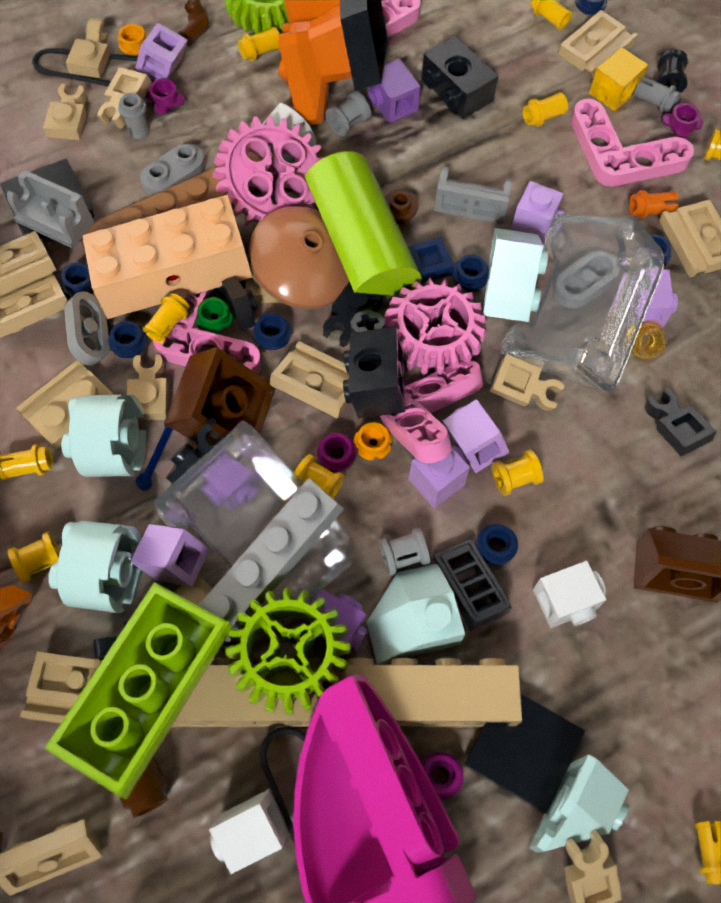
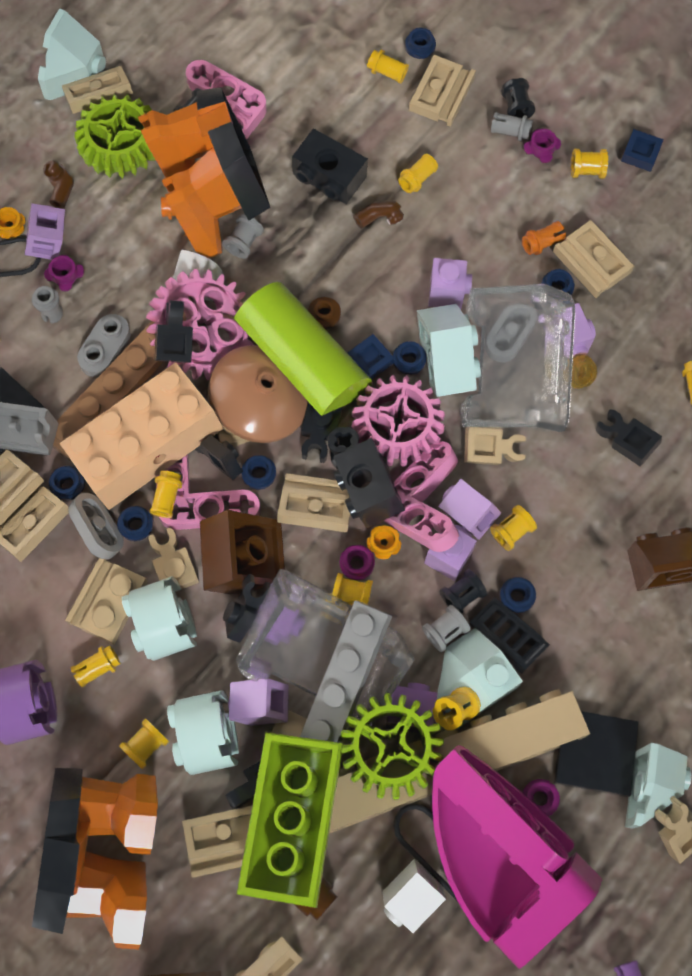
camera: 20 degrees left, 5 degrees up
(123, 82) = (24, 279): tan plate -> none
(144, 480) = (203, 643): clear blue hinge -> none
(214, 307) = (202, 466): green plate -> none
(233, 170) = (173, 340): none -> black plate
(258, 44) = (131, 188): yellow pin -> none
(387, 626) = (455, 702): none -> yellow bush
(396, 93) = (283, 199): medium lavender brick -> none
(448, 511) = (469, 581): none -> black bush
(471, 199) = (385, 284): light grey hinge -> none
(491, 130) = (379, 209): none -> reddish brown arm
(570, 595) = (591, 617): white brick -> none
(615, 155) = (495, 199): bright pink beam -> none
(617, 78) = (472, 122): yellow brick -> none

